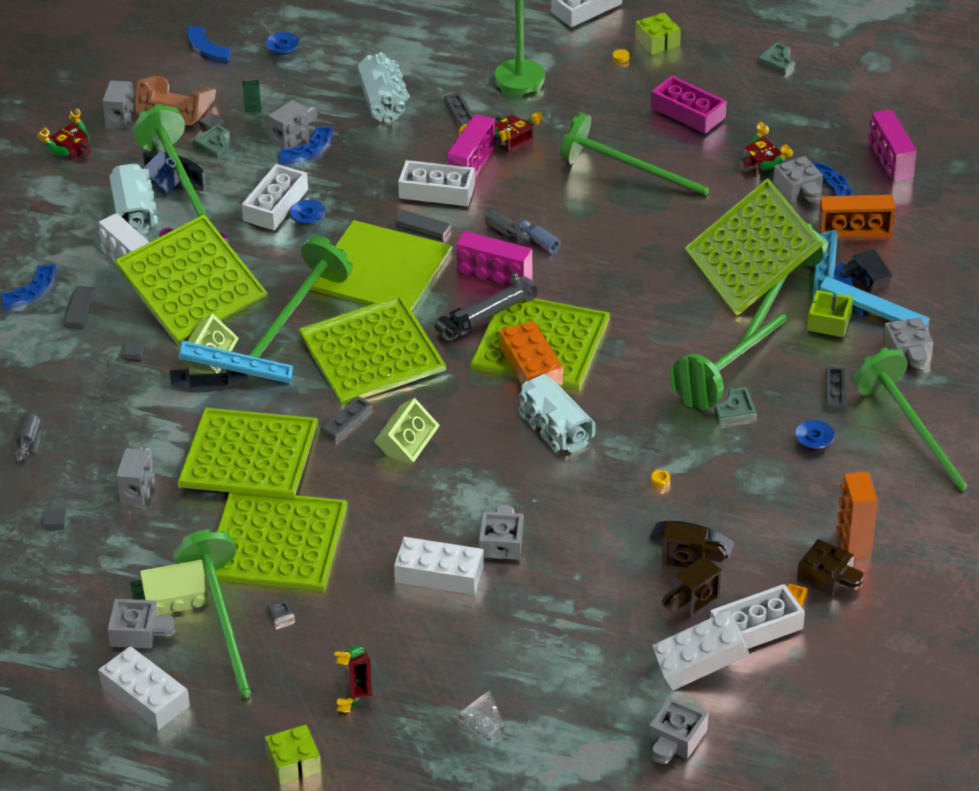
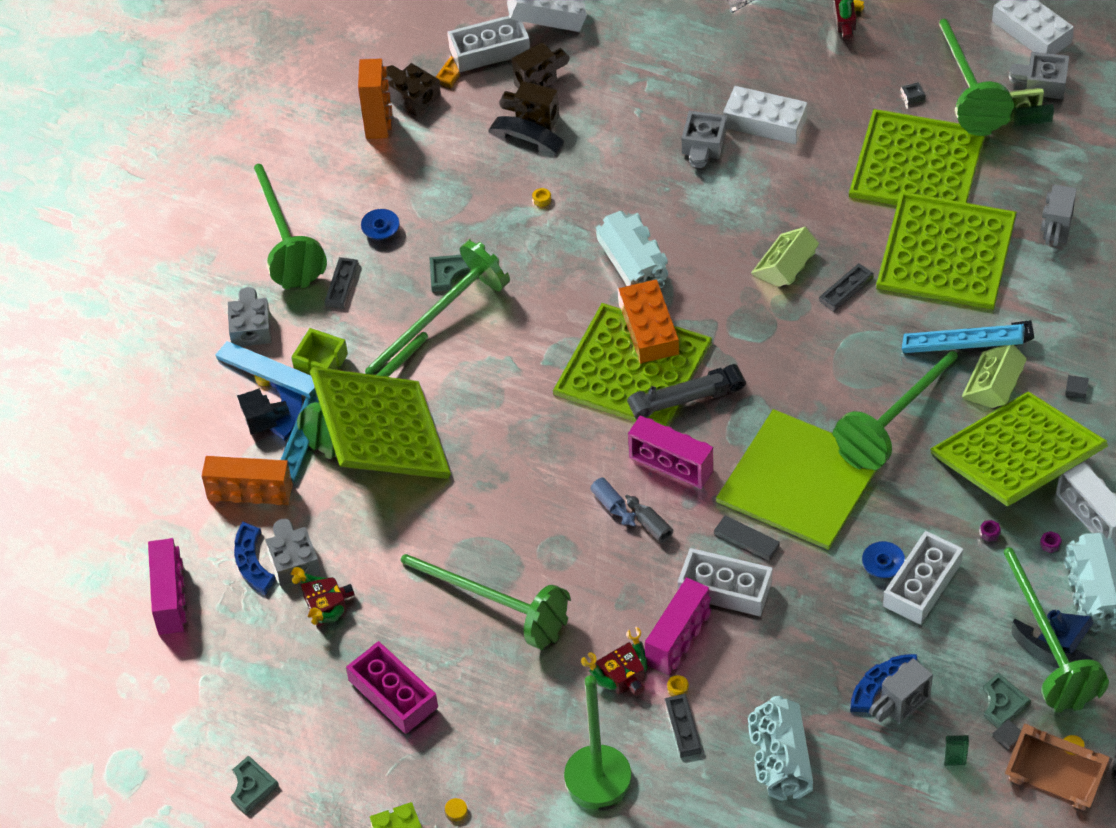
camera: 170 degrees left, 10 degrees up
(371, 349) = (816, 363): lime tile -> none

